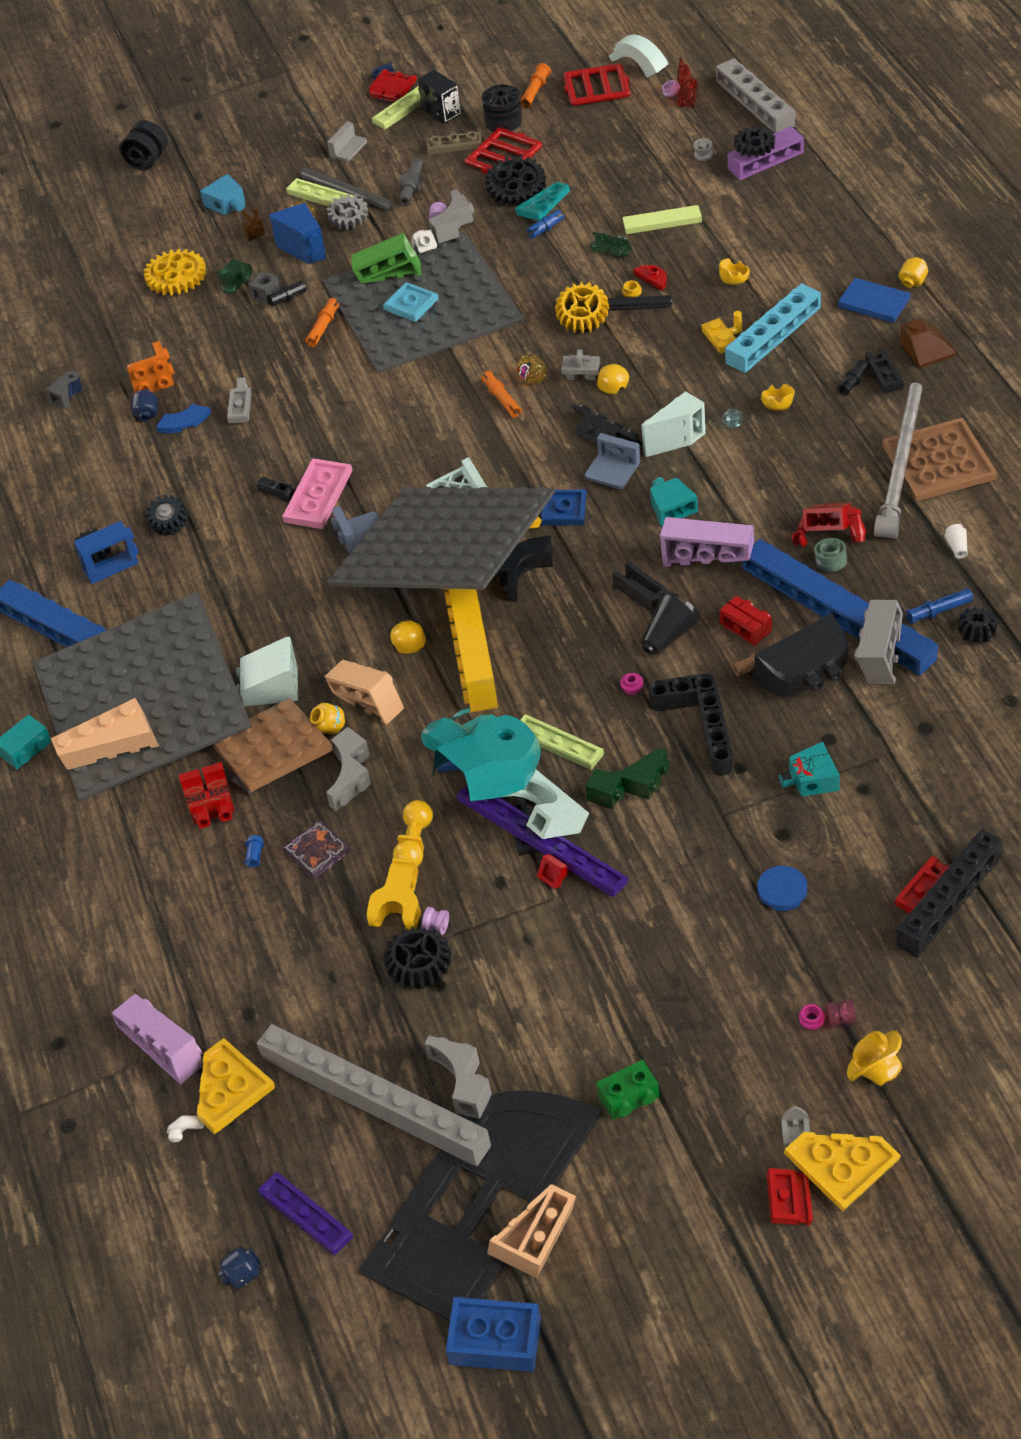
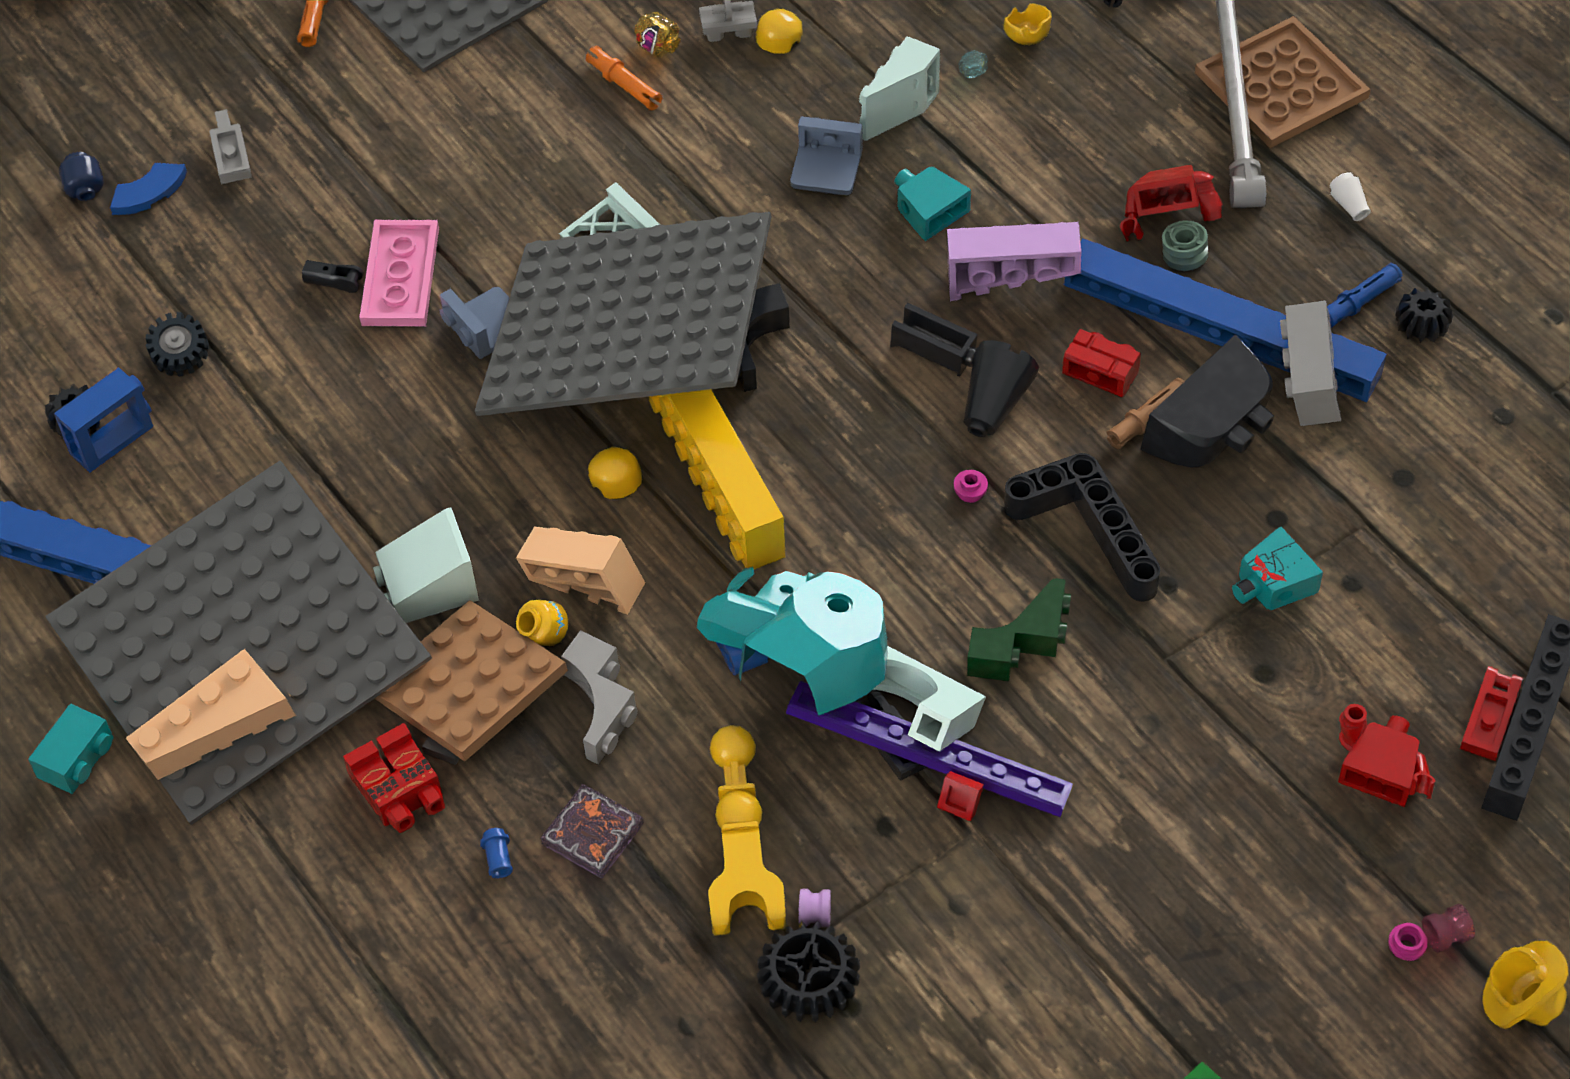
camera: 20 degrees left, 5 degrees up
(152, 372) = (79, 124): orange bracket -> none
(564, 744) = (909, 596): yellowish green tile -> none
(565, 508) = (787, 235): blue tile -> none
(593, 425) = (783, 110): black bracket -> none
(782, 888) = (1295, 754): blue tile -> none
(835, 899) = (1382, 758): none -> red torso

